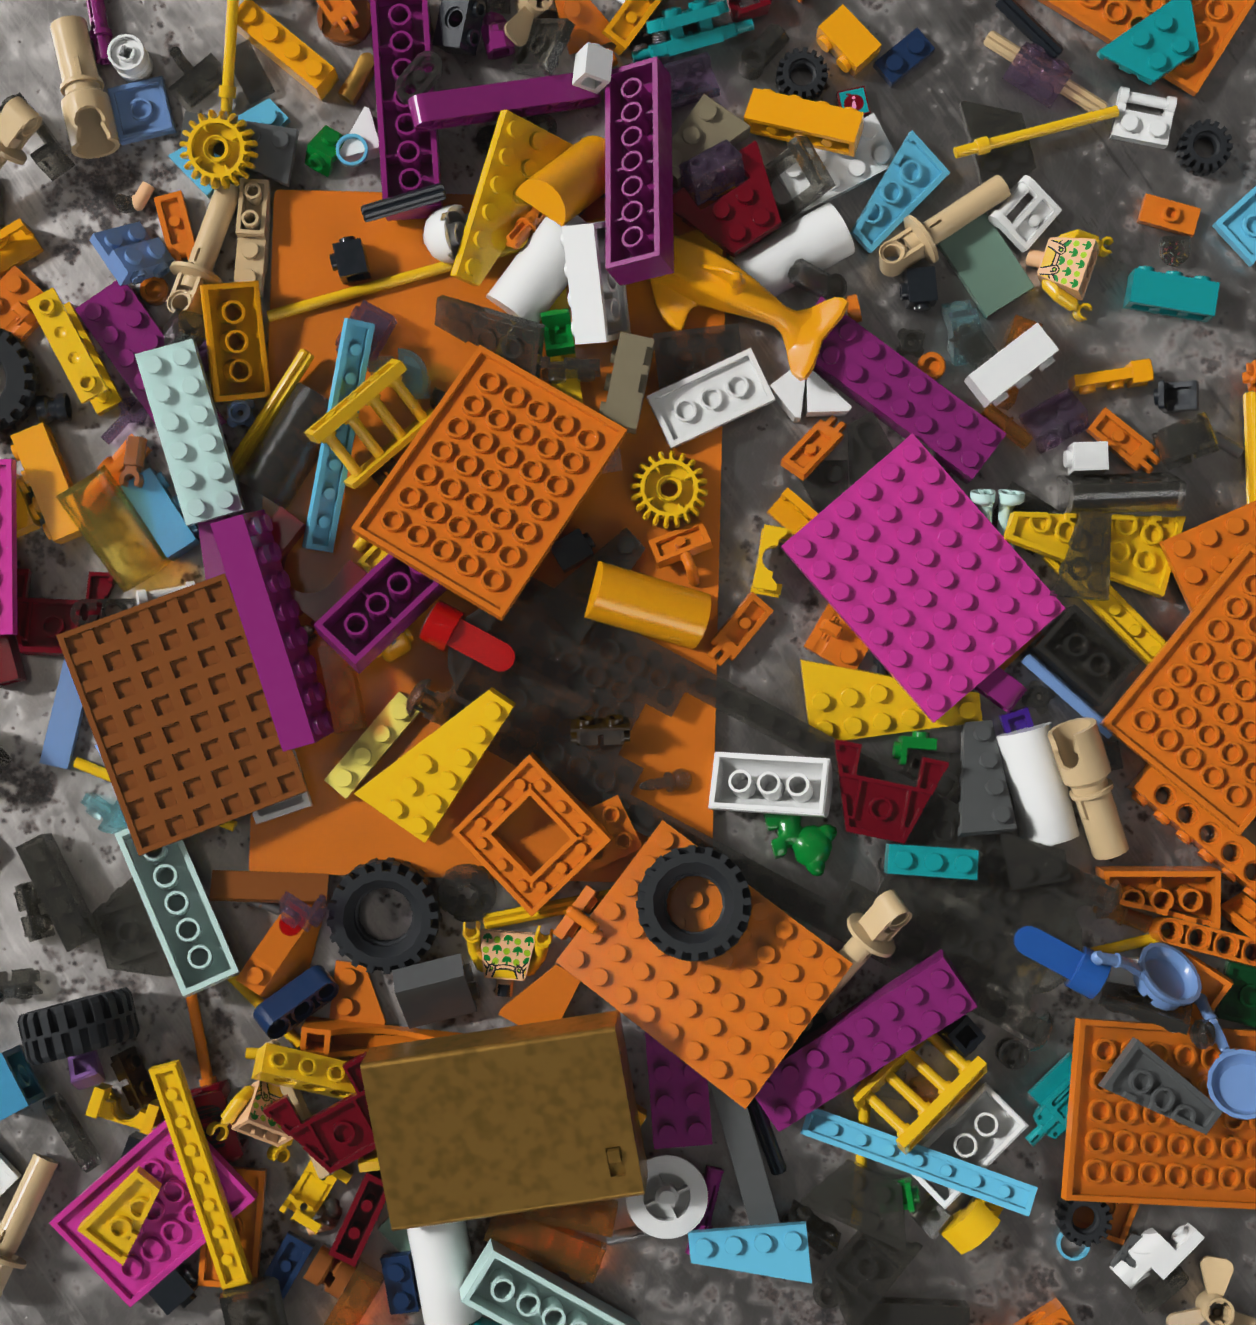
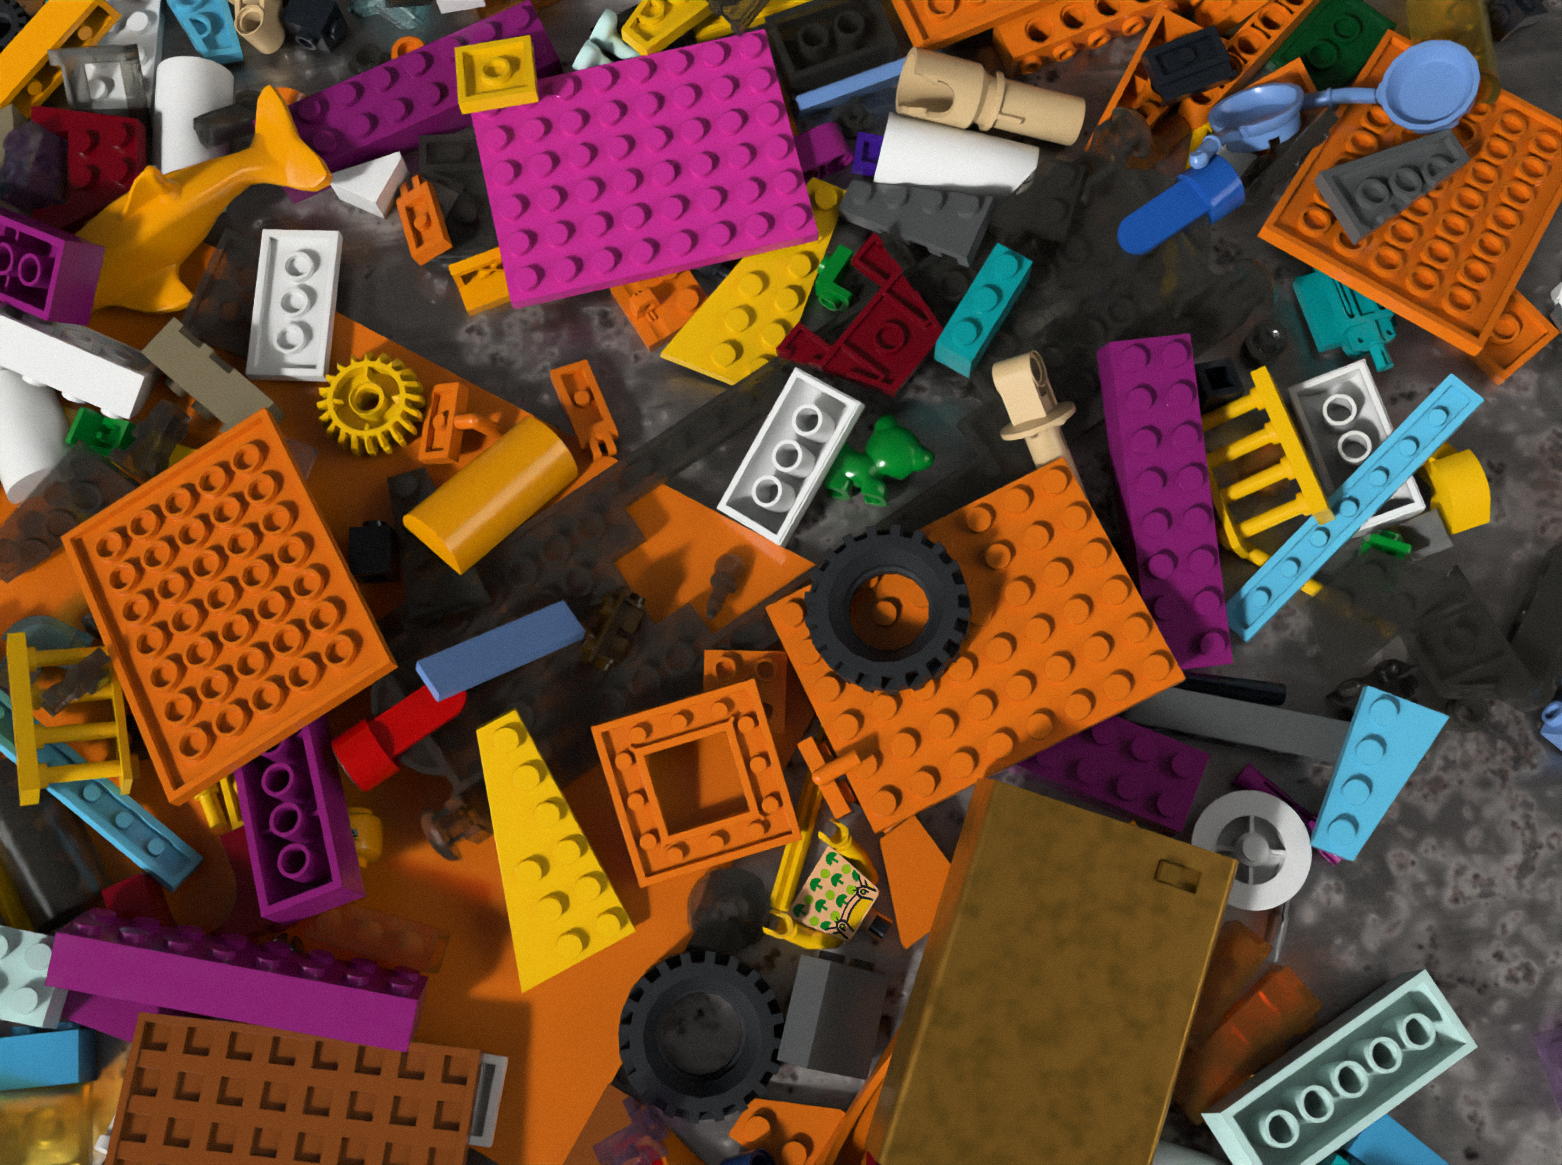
camera: 55 degrees left, 10 degrees down
(371, 746) = (475, 937): light yellow plate -> none
(399, 424) = (86, 676): none -> clear smoke plate
(547, 673) = (499, 650): none -> medium blue tile
(763, 581) = (543, 348): yellow piece -> none
(789, 395) = (345, 214): white slope -> none
(933, 449) = (496, 74): none -> yellow plate
(1071, 1258) = (1543, 377): medium azure piece -> none
(1083, 1235) = (1527, 348): black tyre -> none
(1181, 913) = (1188, 66): none -> black plate
(1202, 1034) = (1346, 107): clear smoke plate -> none

